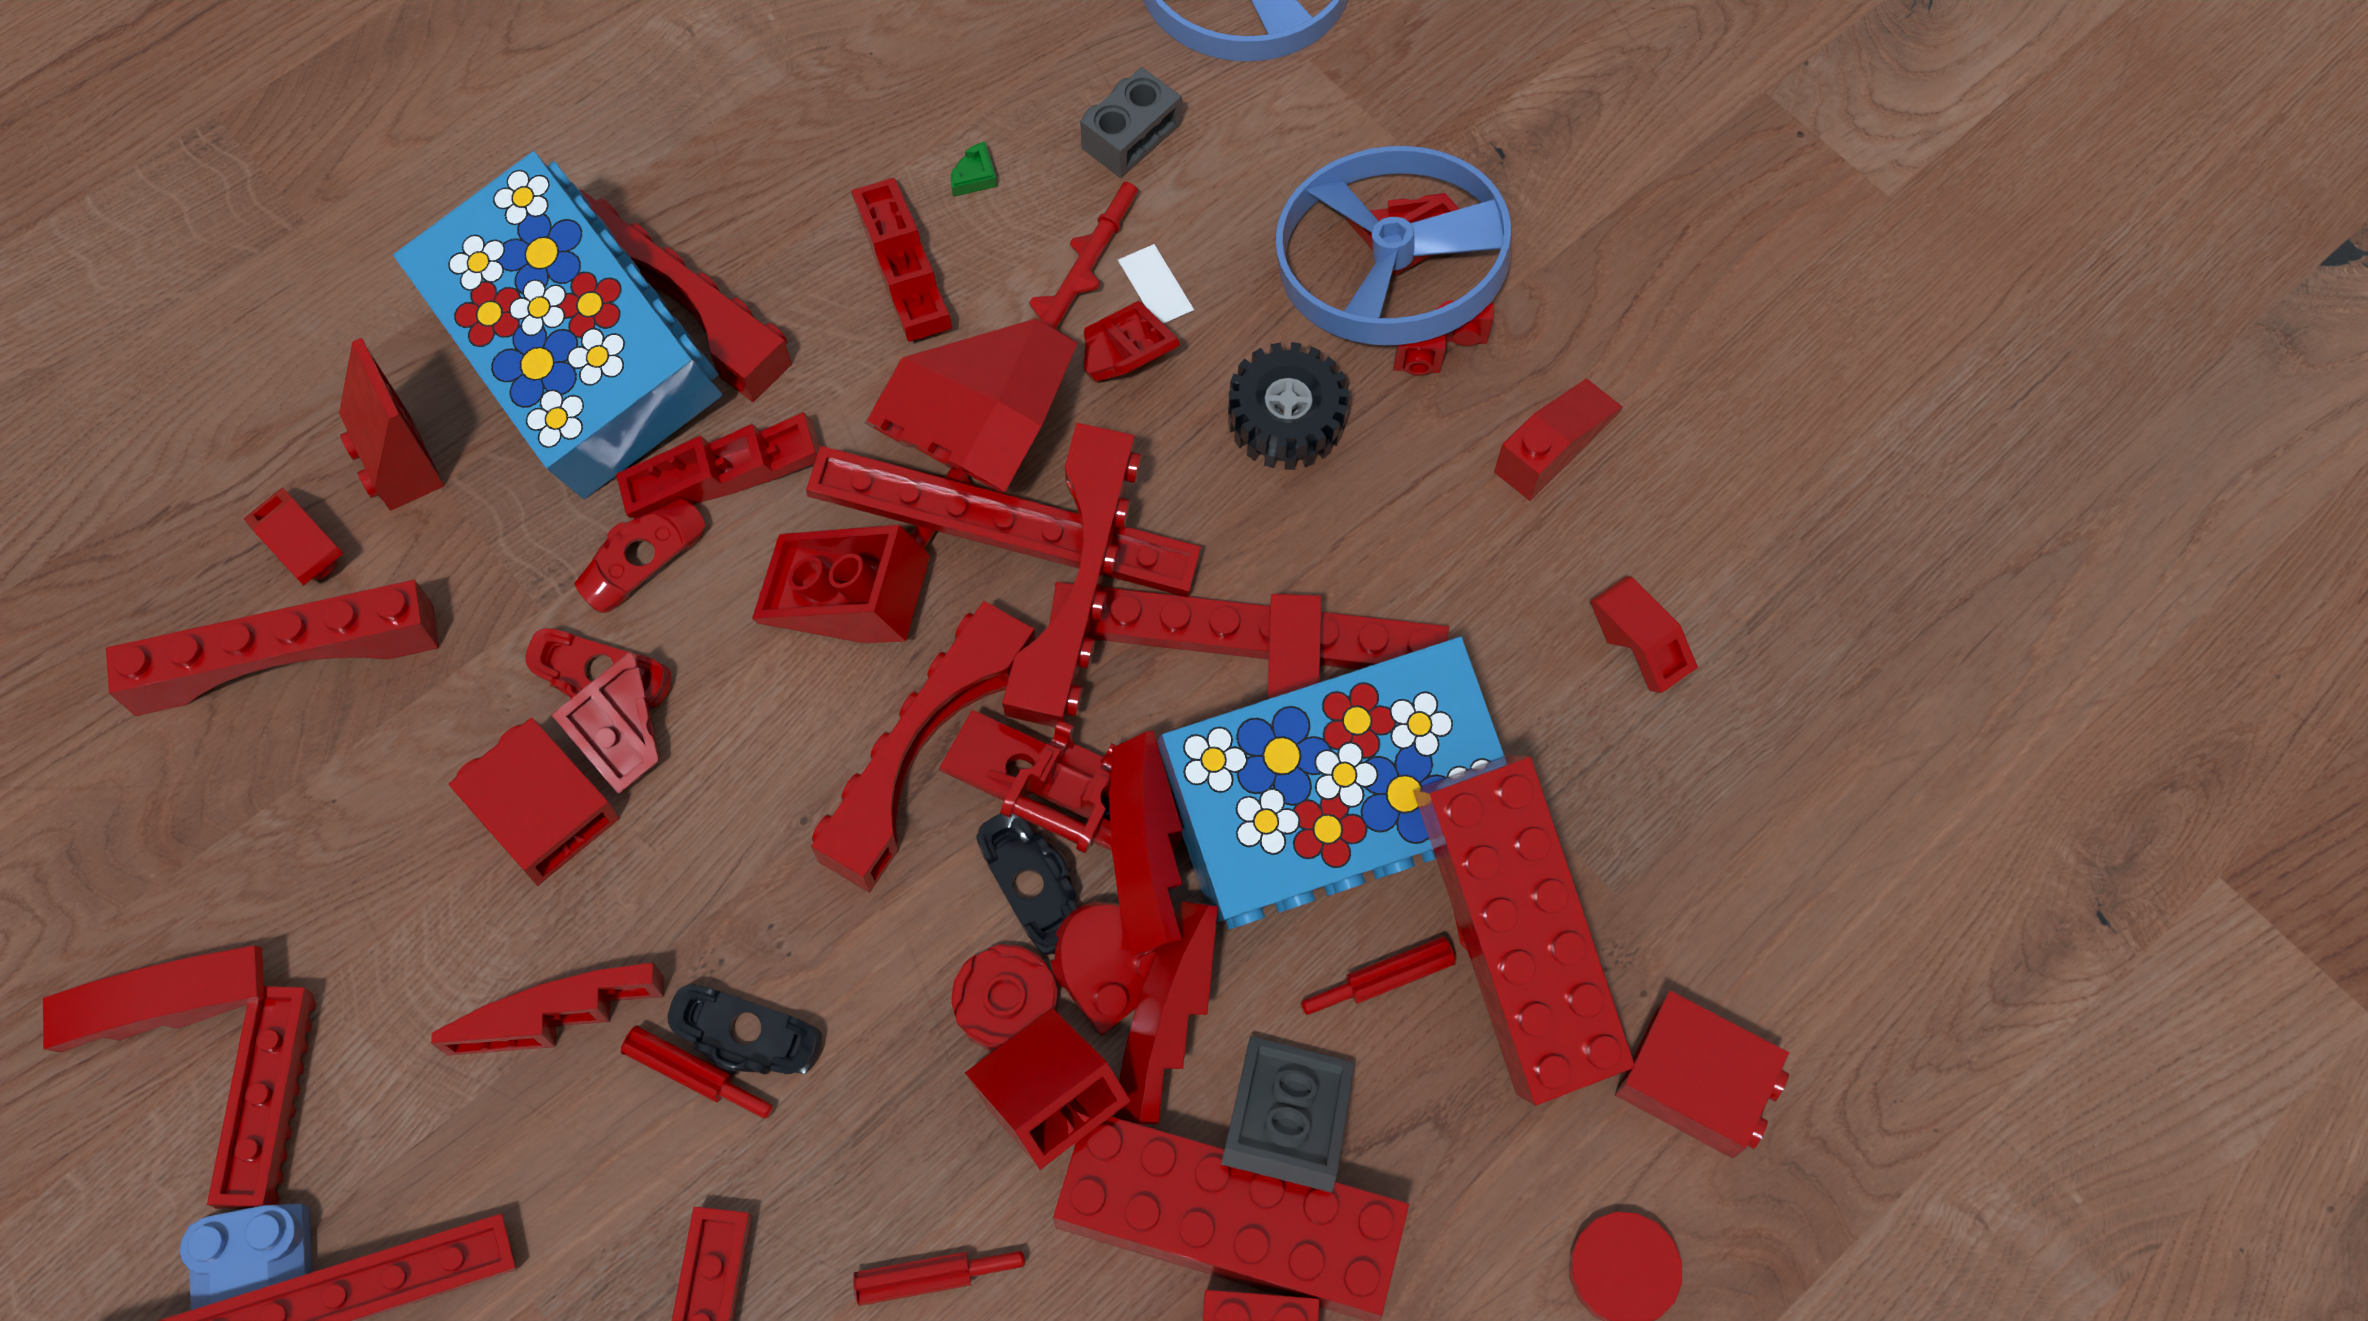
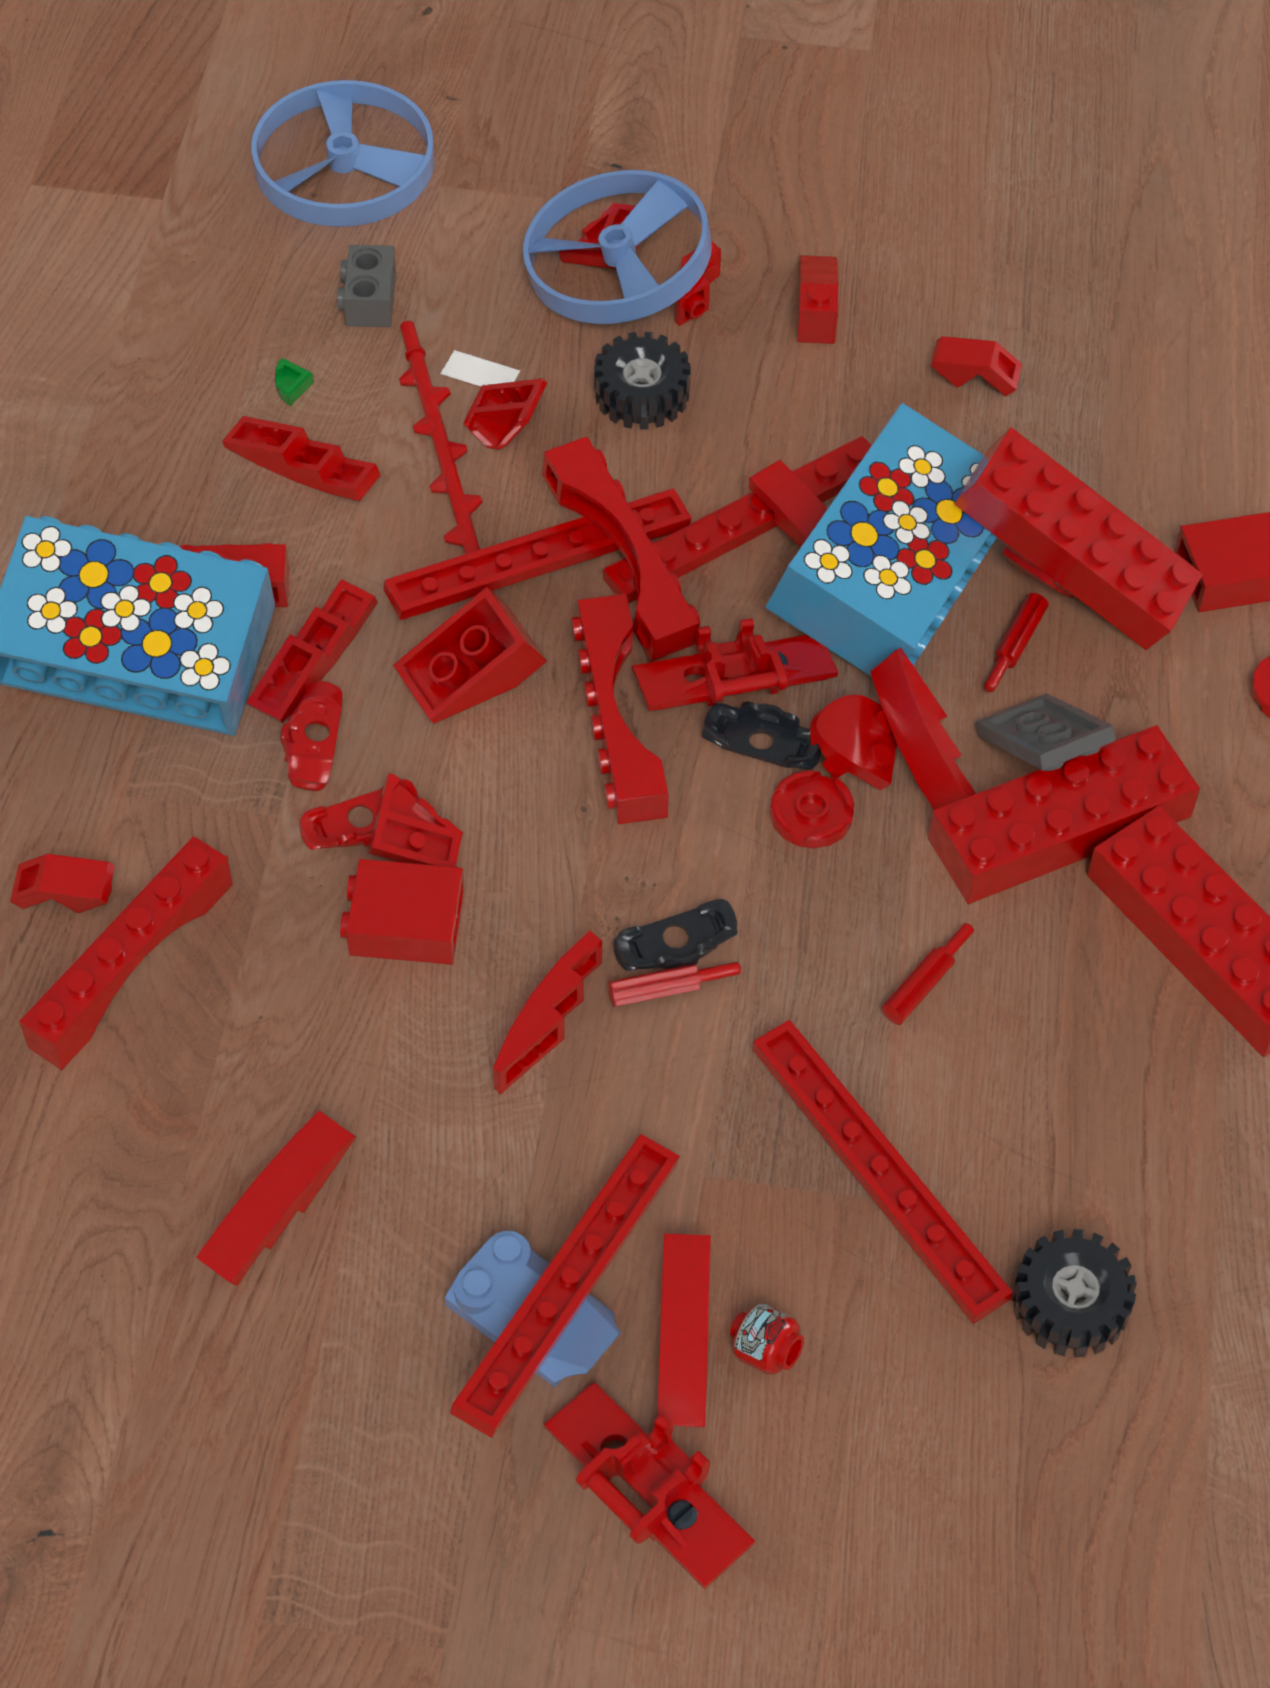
camera: 40 degrees left, 10 degrees down
(261, 1099) = (412, 1197): red gear -> none
(383, 434) = (71, 765): red slope -> none
(976, 399) = (455, 495): red panel -> none
(1047, 1087) = (898, 816): red brick -> none
(1142, 854) = (821, 650): red slope -> none

